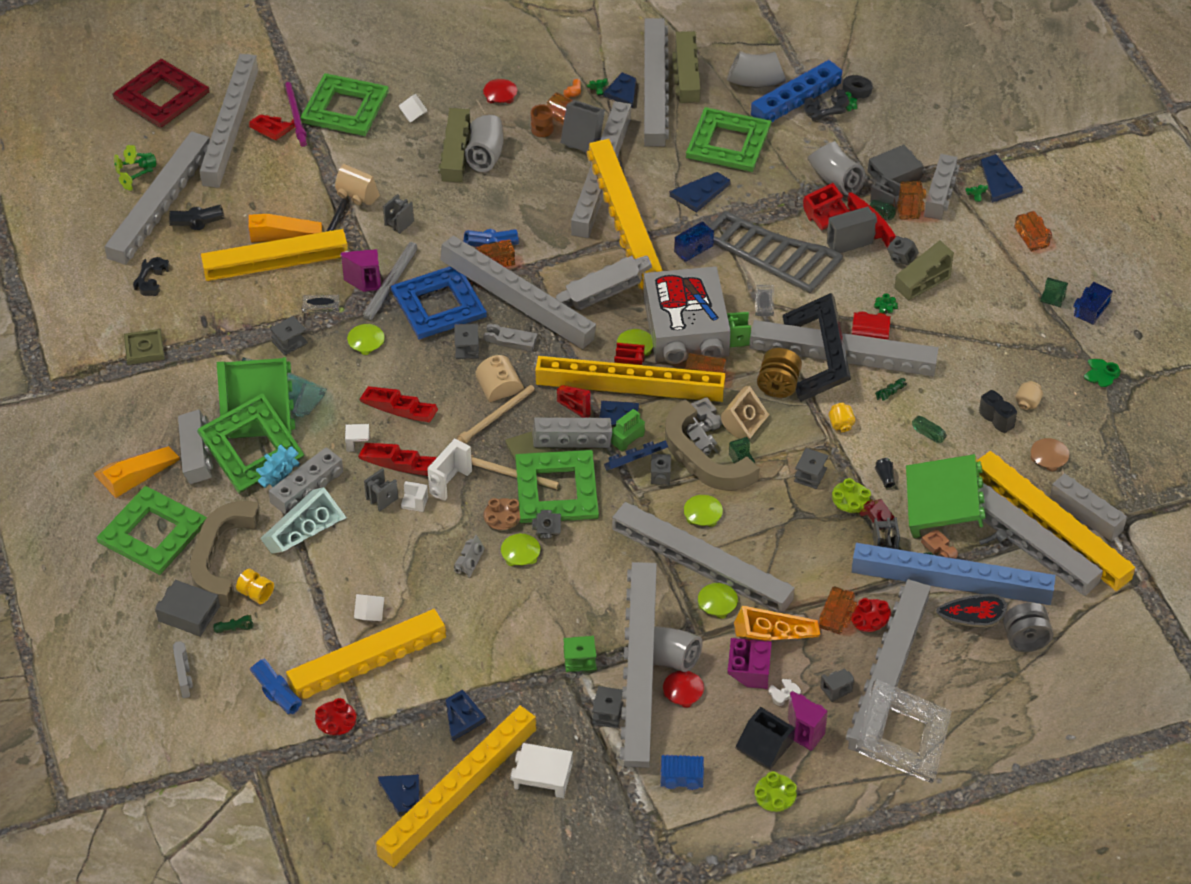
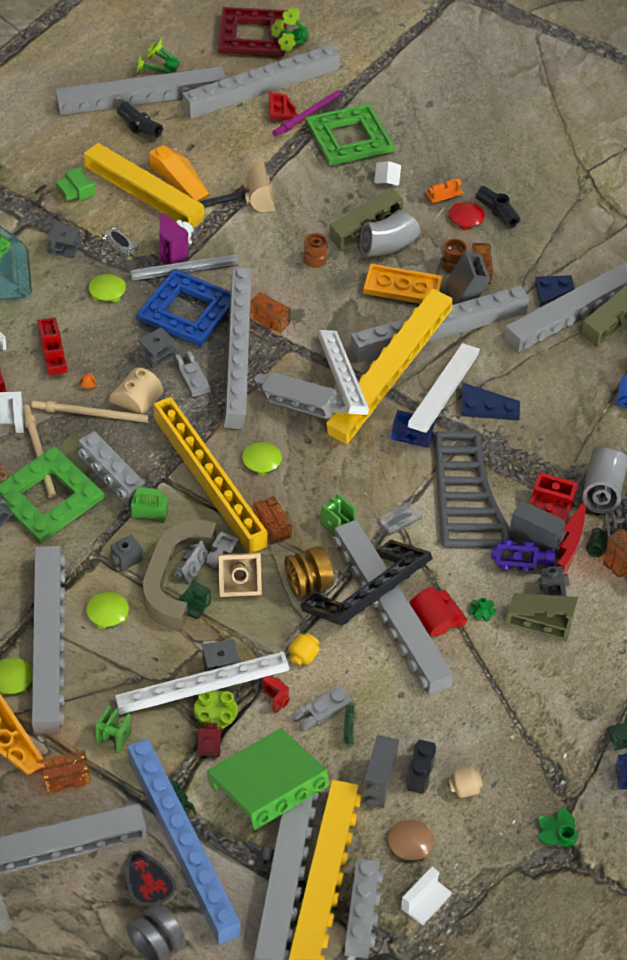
camera: 50 degrees right, 0 degrees up
(150, 287) = (46, 137): black helmet -> none
(199, 68) = (290, 38): none -> lime plant
(229, 295) = (75, 185): none -> bright green piece
(401, 214) = (256, 233): dark grey piece -> none
(456, 193) = (315, 250): none -> dark orange wheel
(459, 400) = (88, 381): none -> orange hinge
(464, 87) = (442, 192): none -> orange hinge
(489, 236) = (288, 298): blue piece -> none
(512, 67) = (500, 205): none -> black piece
(539, 167) = (400, 283): none -> light orange plate
(574, 90) = (517, 258): orange arm -> none
(575, 400) = (151, 450): red wing -> none
(598, 85) = (537, 270): green plant -> none
(608, 245) = (343, 372): none -> white tile
(616, 410) = (172, 488): dark blue wing -> none
(630, 354) = (236, 459): red piece -> none
(633, 454) = (125, 524): dark blue wing -> none
(673, 201) = (443, 388): none -> white tile
(686, 314) = (314, 467): light grey brick -> none
(746, 159) = (600, 398): bright green plate -> none
(820, 560) = (109, 725): none -> bright green piece
(825, 490) = (201, 682): none -> white tile
(855, 261) = (515, 557): none -> dark purple brick
(866, 452) = (278, 691): none -> red bracket
(871, 614) = (82, 800): red dish -> none
(885, 471) = (267, 719): black cone -> none
(887, 525) = (188, 766): dark grey piece -> none
(891, 389) = (367, 667): dark green piece -> none
(899, 436) = (323, 708): none -> light grey hinge
(937, 542) = (212, 806): nougat plate -> none
(988, 431) = (380, 771): none -> dark grey brick
(1101, 471) = (425, 897): none -> white panel

